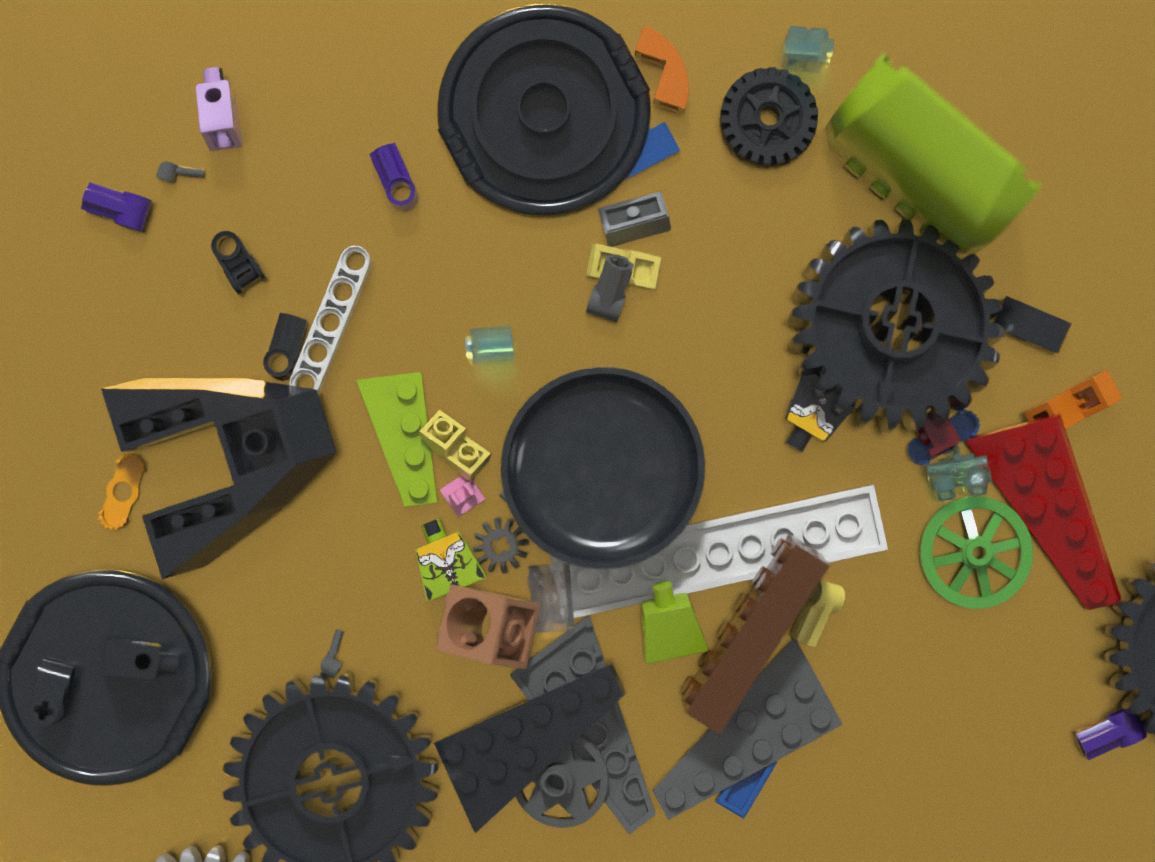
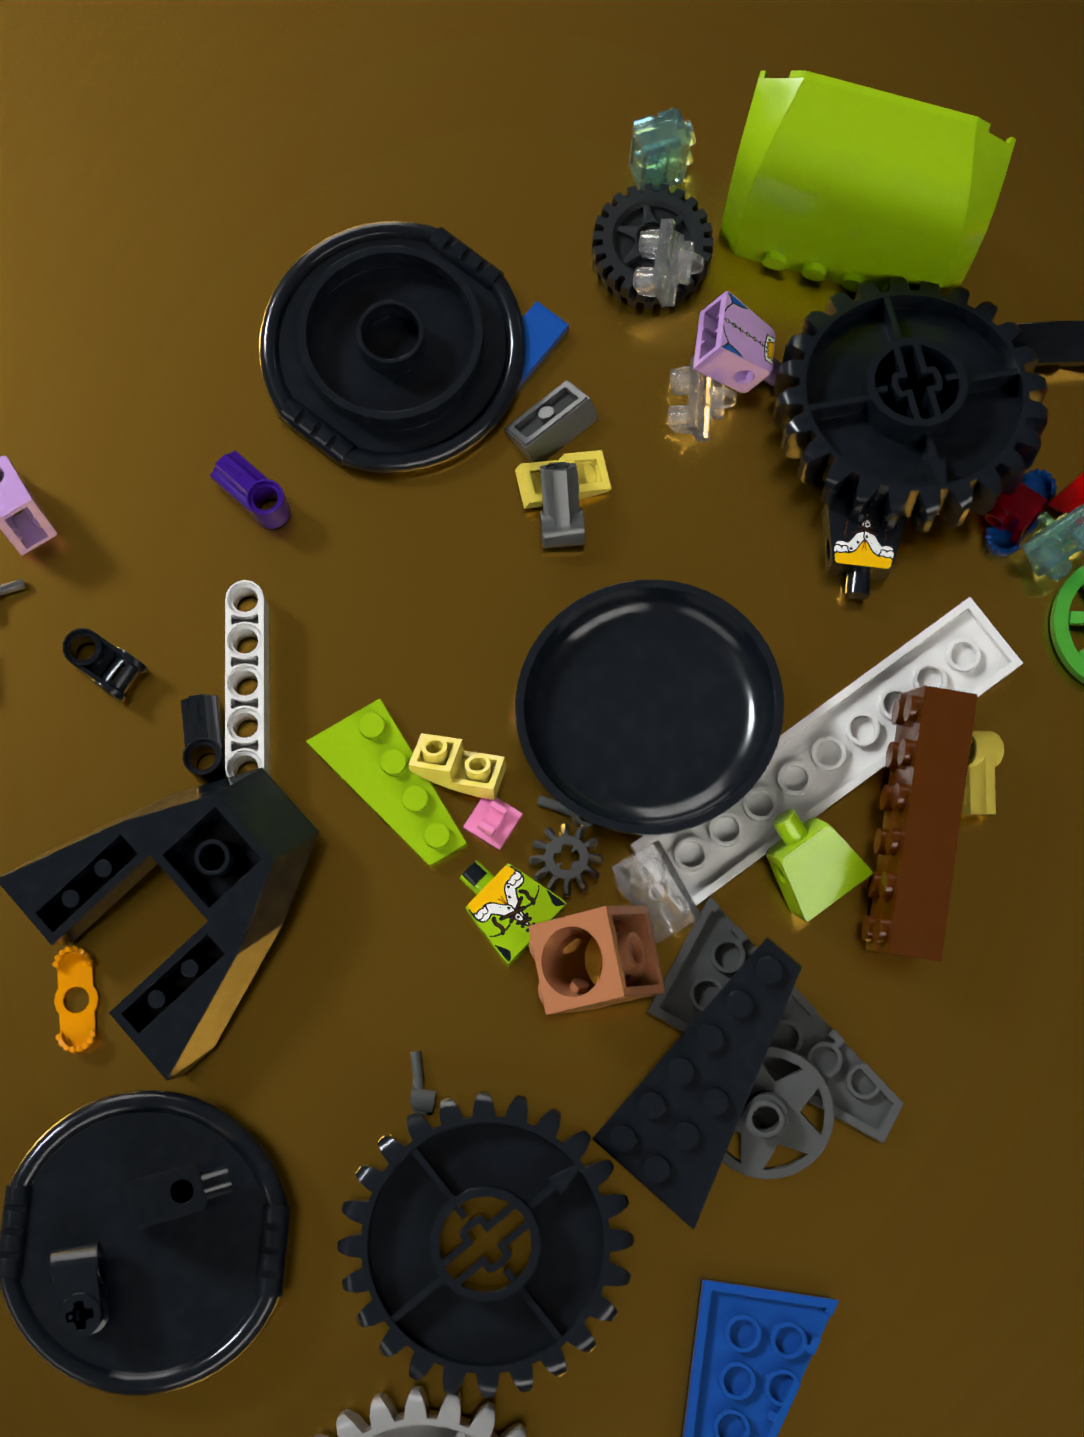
camera: 25 degrees left, 10 degrees down
(490, 346) = (450, 627): clear light blue brick -> none
(674, 84) = (499, 226): orange brick -> none
(742, 794) = (991, 1015): blue tile -> none
(752, 253) = (704, 396): none -> clear hips
(771, 145) = (673, 263): none -> clear hips
(774, 719) = (993, 922): dark grey wing -> none
(791, 225) = (735, 345): none -> lavender torso

